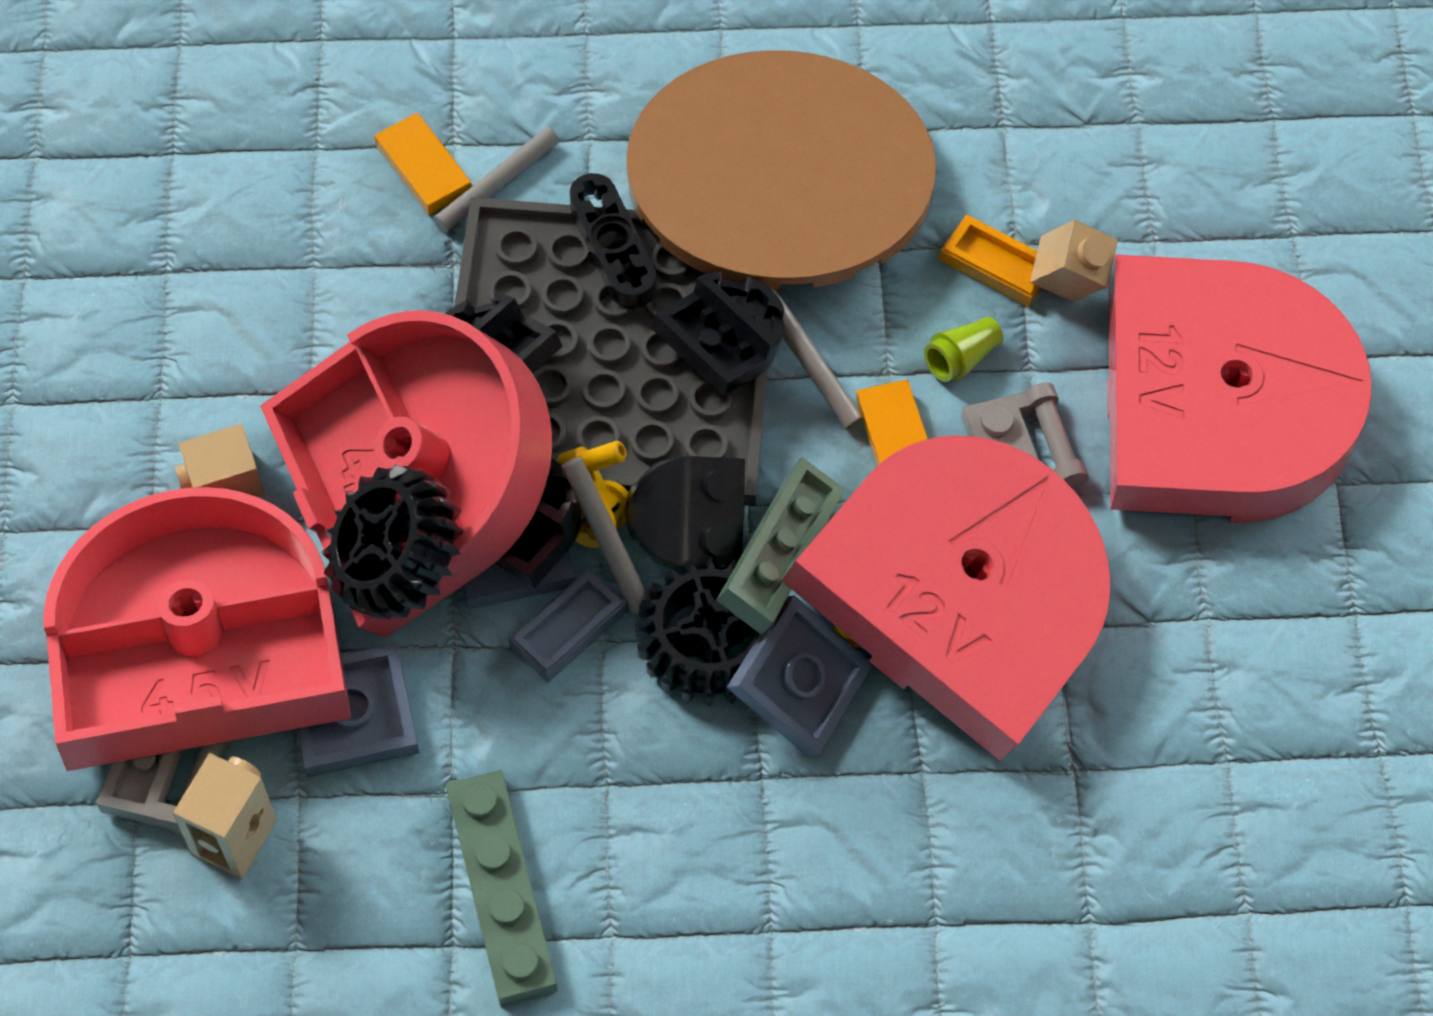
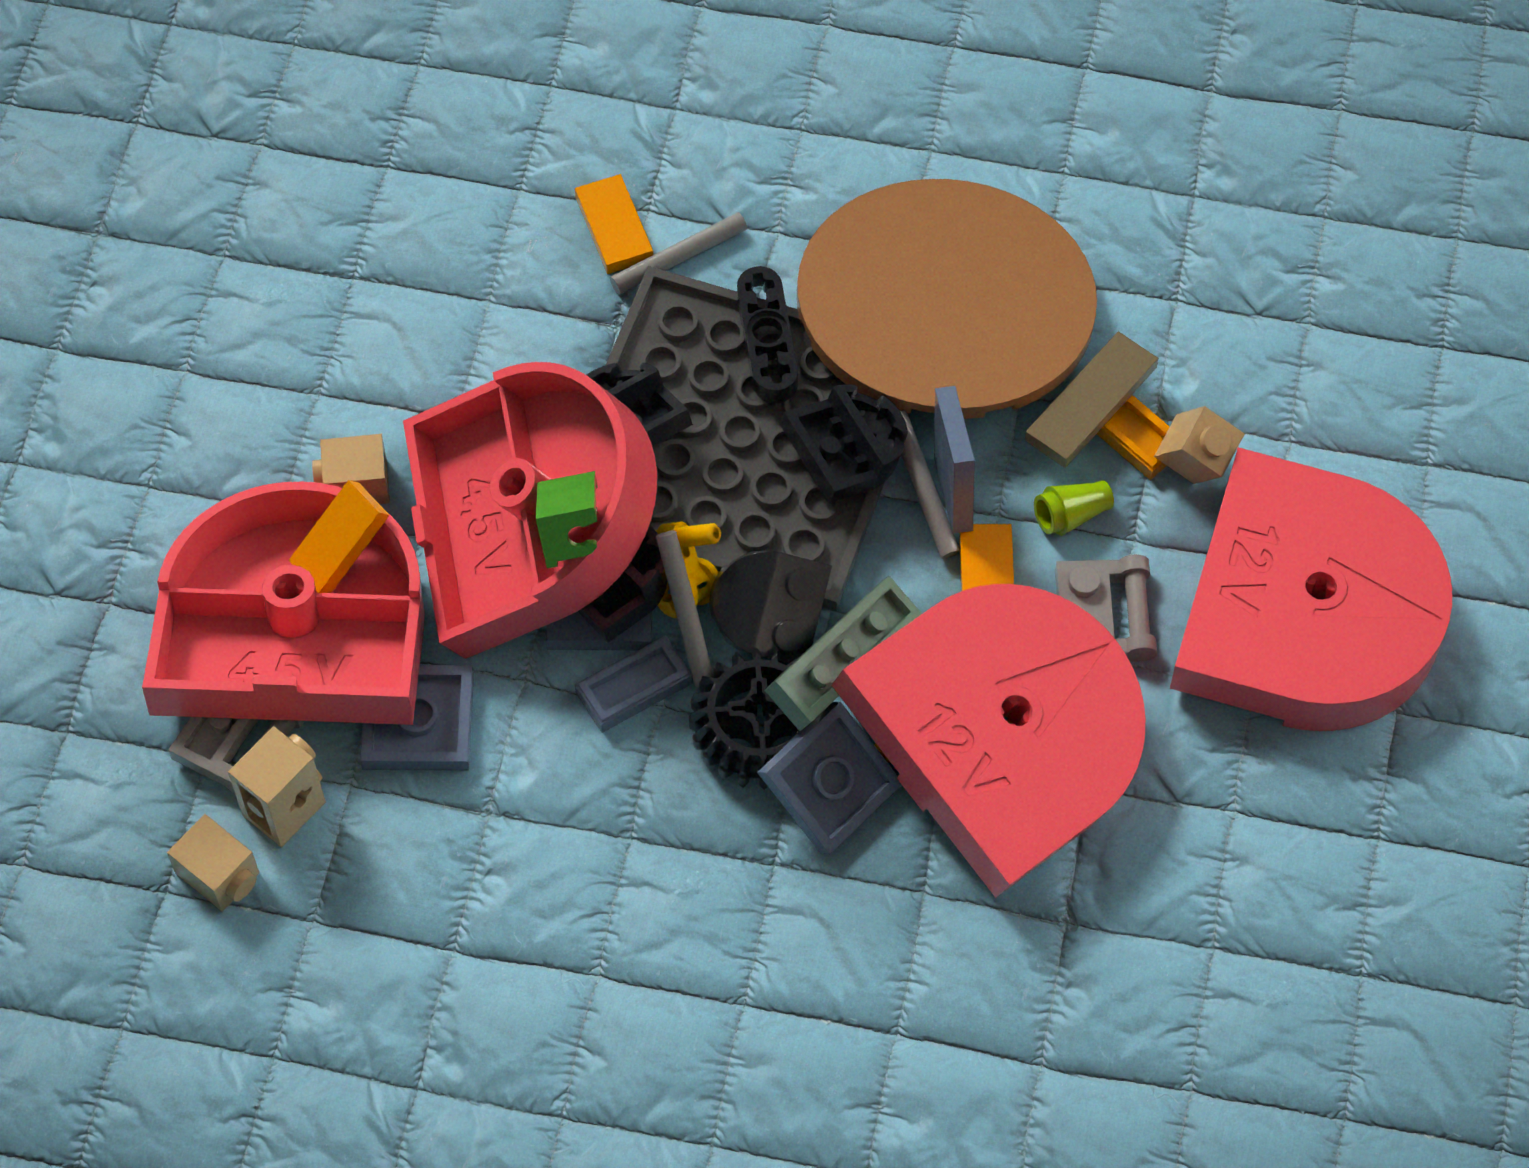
camera: 15 degrees right, 0 degrees up
(176, 913) = (214, 863): none -> tan brick
(225, 538) = (340, 536): none -> light orange tile
(392, 542) = (483, 572): black gear -> none
(462, 456) = (559, 508): none -> bright green hinge
(501, 888) = (509, 908): sand green plate -> none
(838, 325) = (954, 459): none -> sand blue tile
(953, 239) = (1091, 399): none -> dark tan tile

